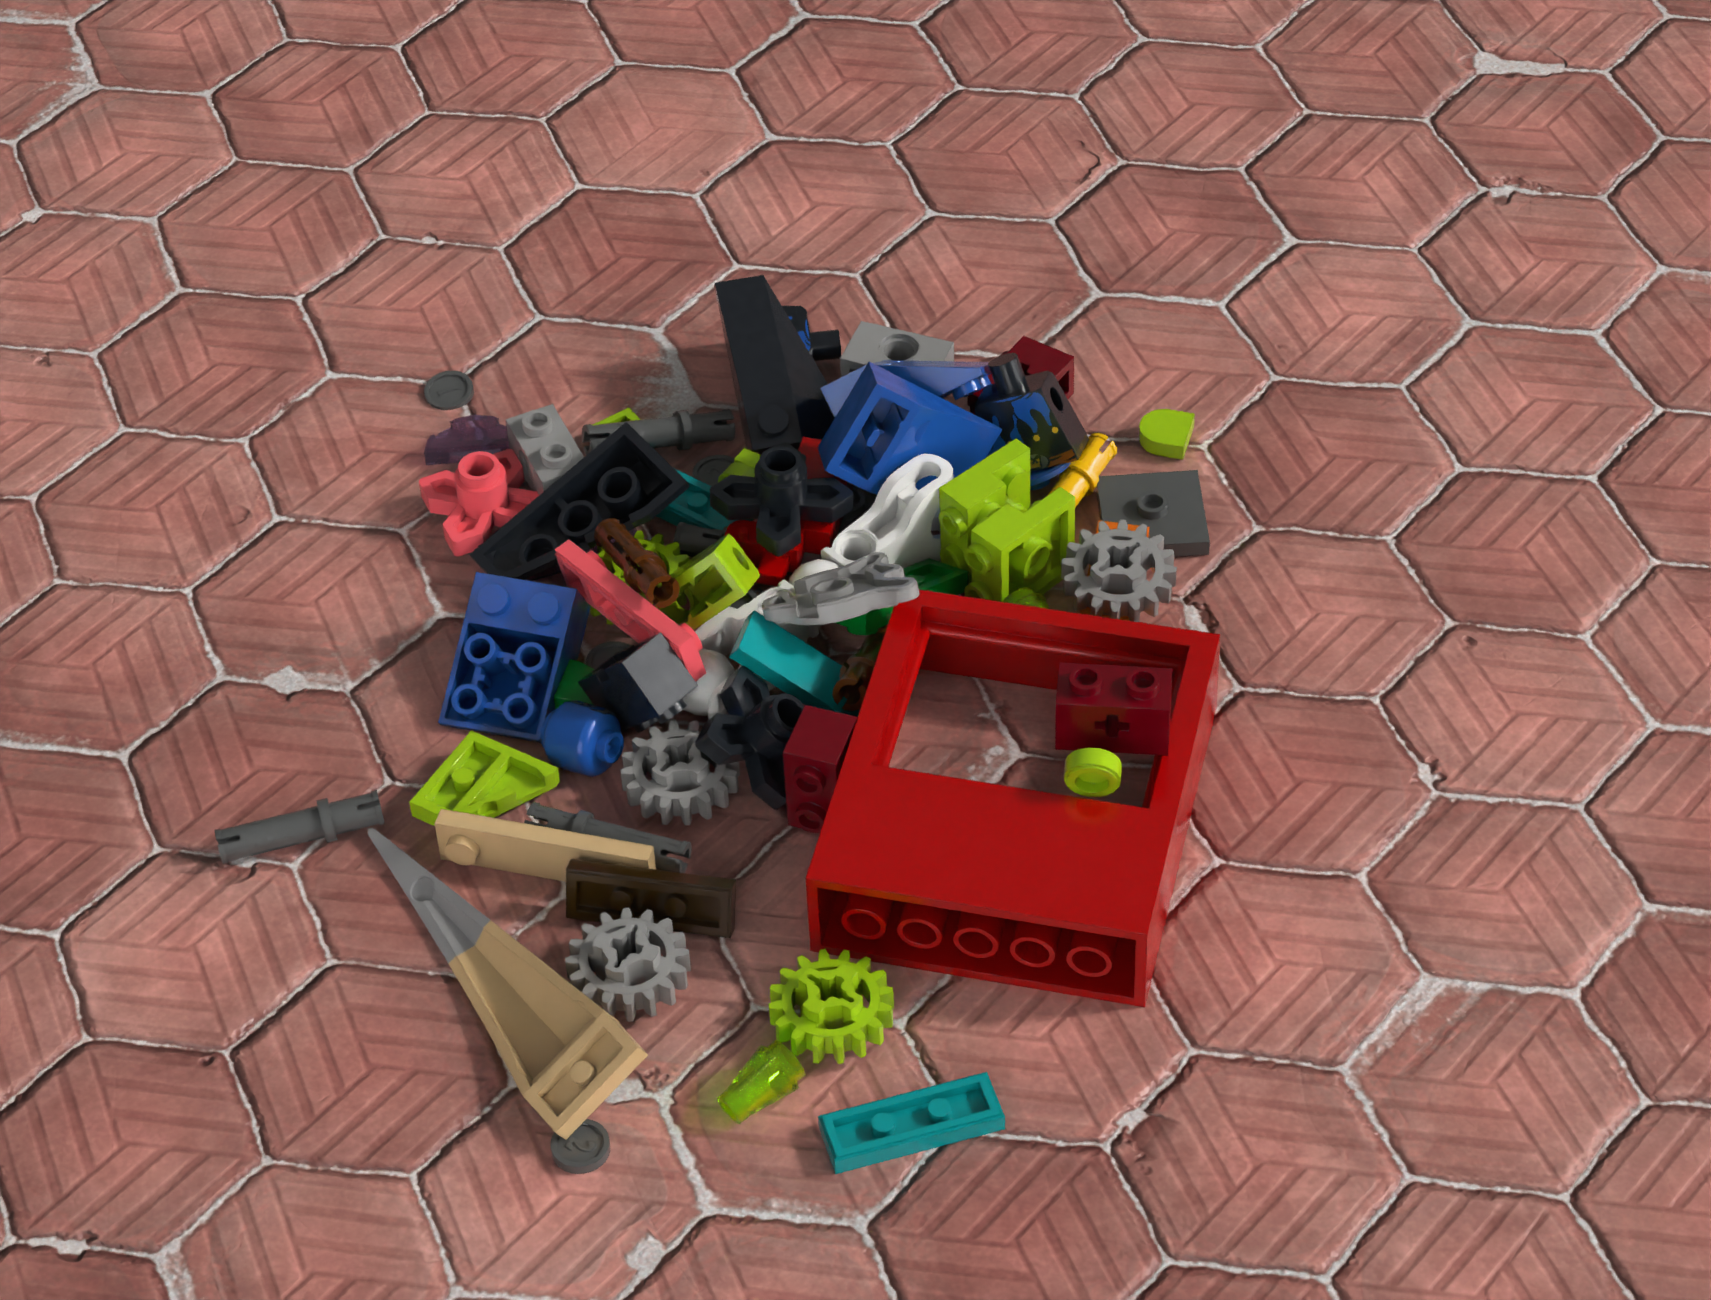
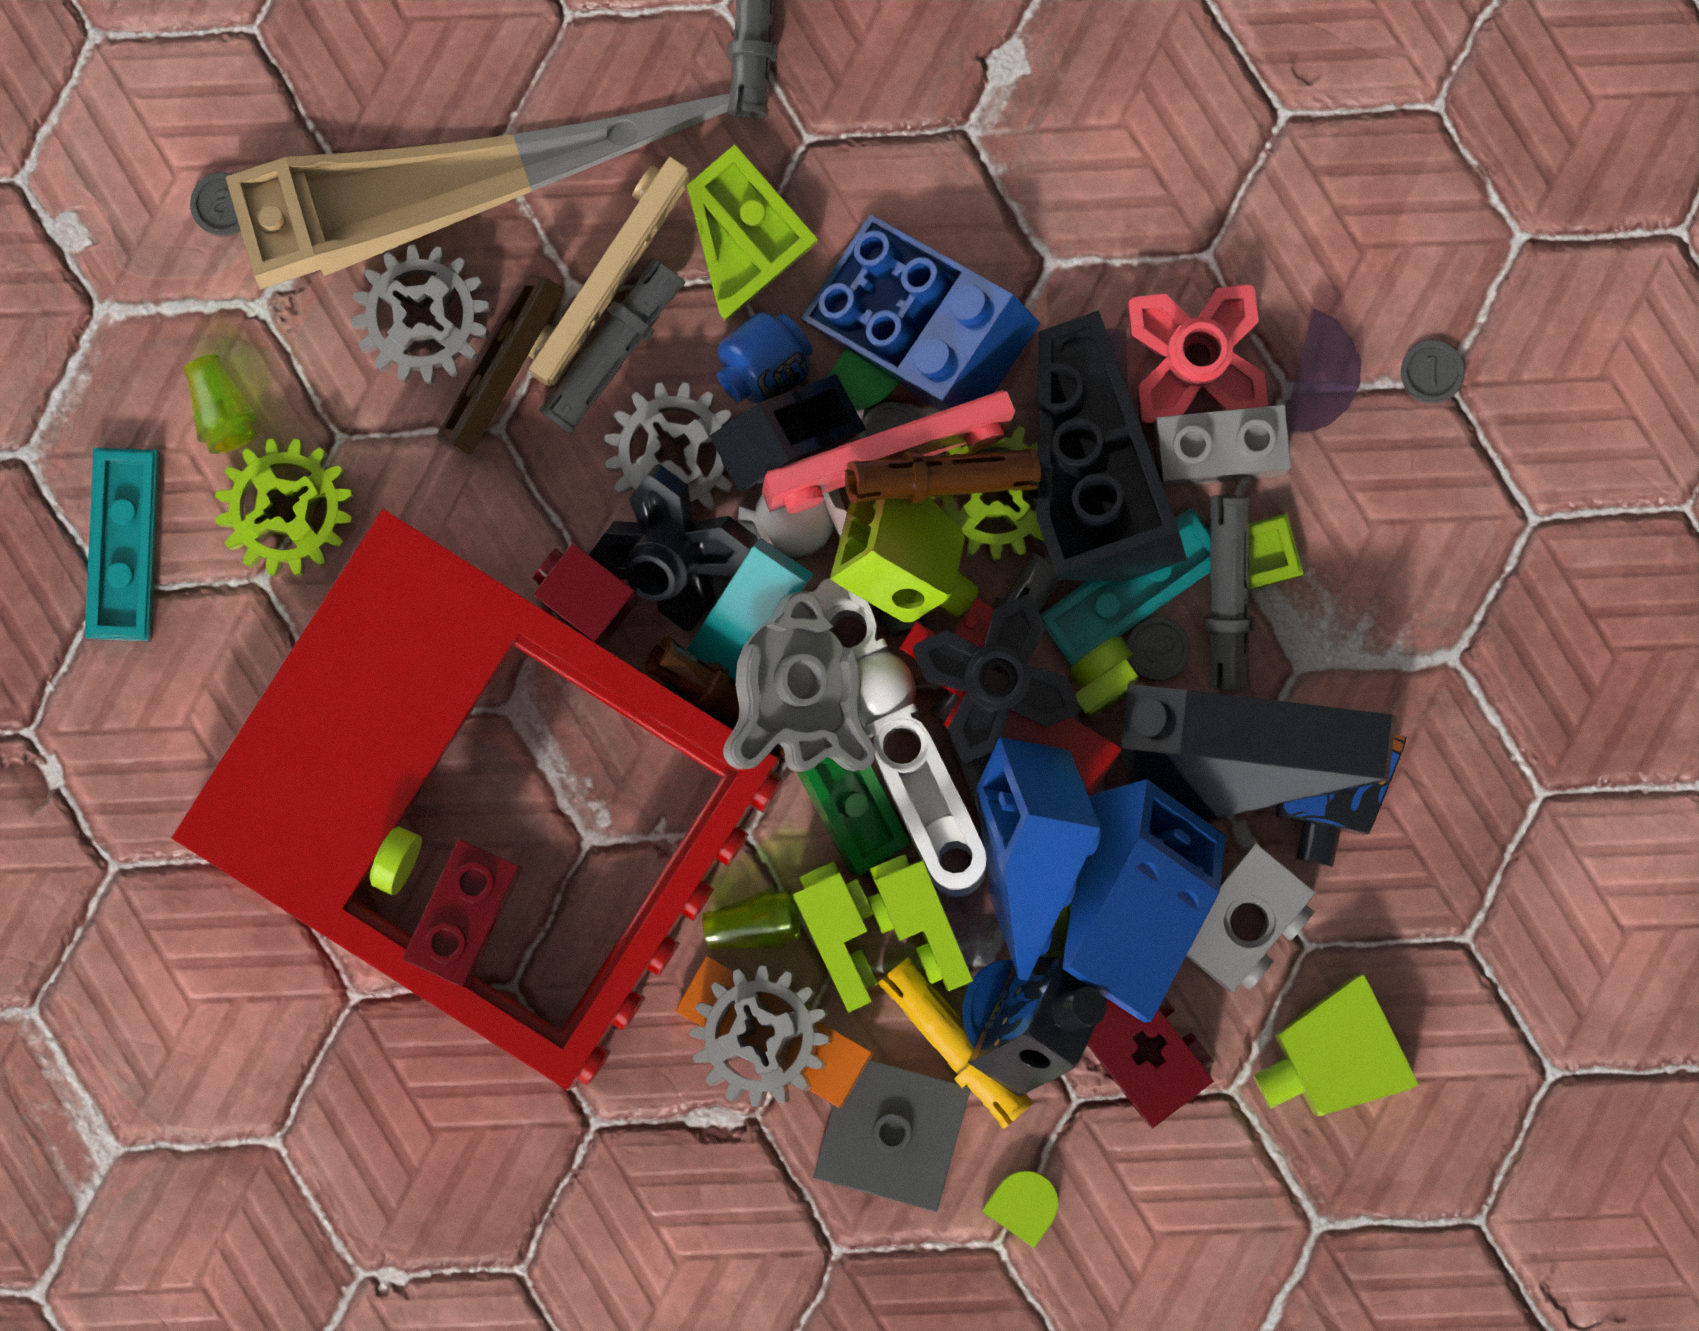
camera: 105 degrees right, 40 degrees up
(968, 298) = (1337, 1054): none -> lime torso

